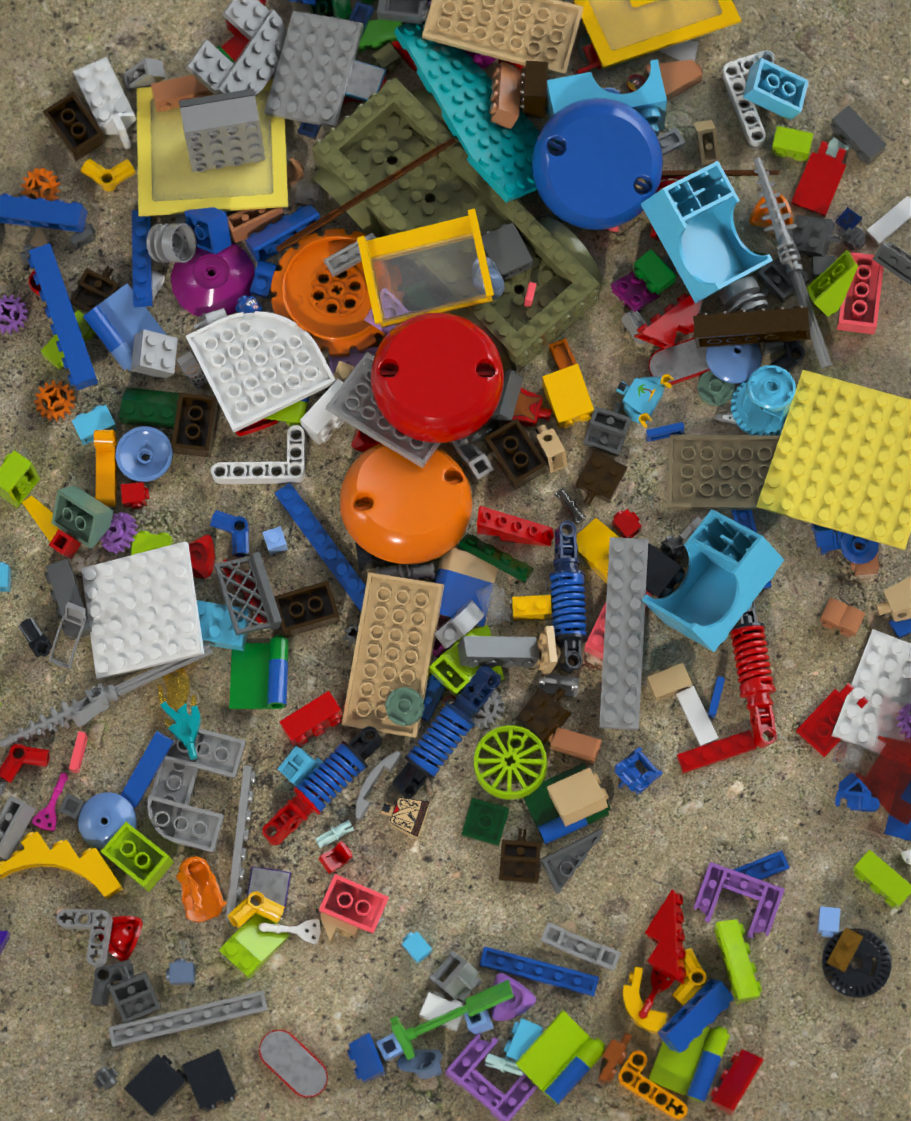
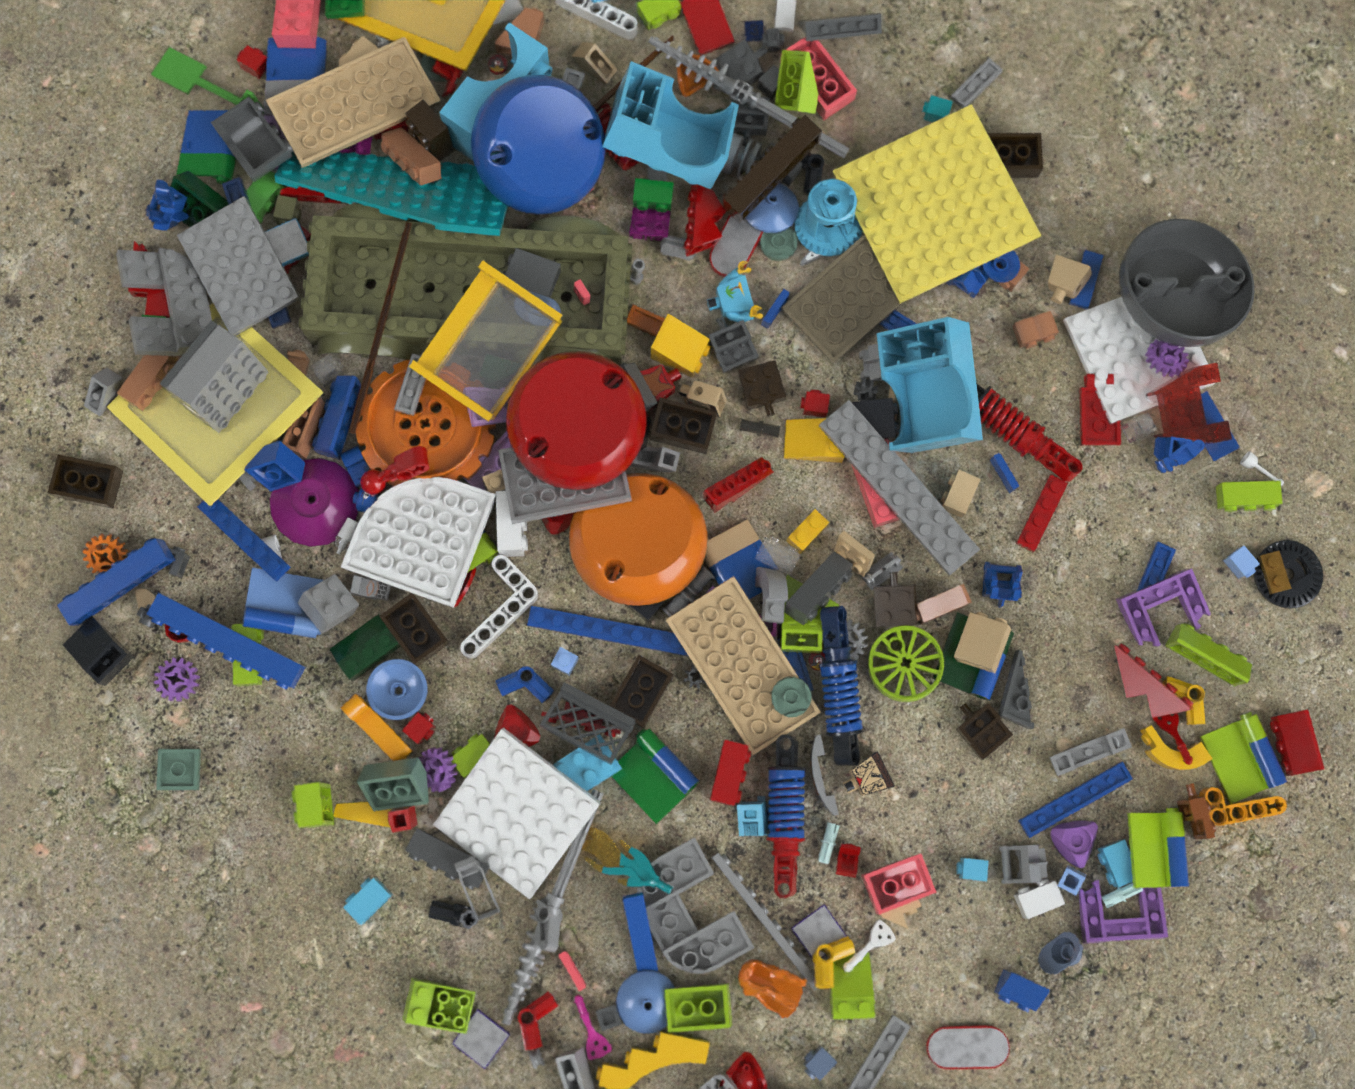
camera: 55 degrees left, 5 degrees up
(53, 408) = (278, 705): orange gear -> none
(93, 289) = (229, 596): dark brown plate -> none
(97, 419) = (332, 699): medium azure brick -> none
(99, 174) = (142, 502): yellow piece -> none
(106, 99) = (90, 437): white hinge -> none
(171, 243) = (256, 504): light grey wheel -> none
(291, 305) = (403, 468): none -> red beam
(389, 1047) = (1029, 965): light blue brick -> none
(474, 1005) = (1065, 869): bright green piece -> none
(485, 822) = (930, 725): dark green plate -> none
(496, 557) = (744, 518): dark green plate -> none
(568, 598) = (827, 500): piece -> none
(587, 319) = (638, 267): none -> light grey bar
(695, 1015) = (1222, 723): blue brick -> none
(697, 716) = (1003, 500): white tile -> none

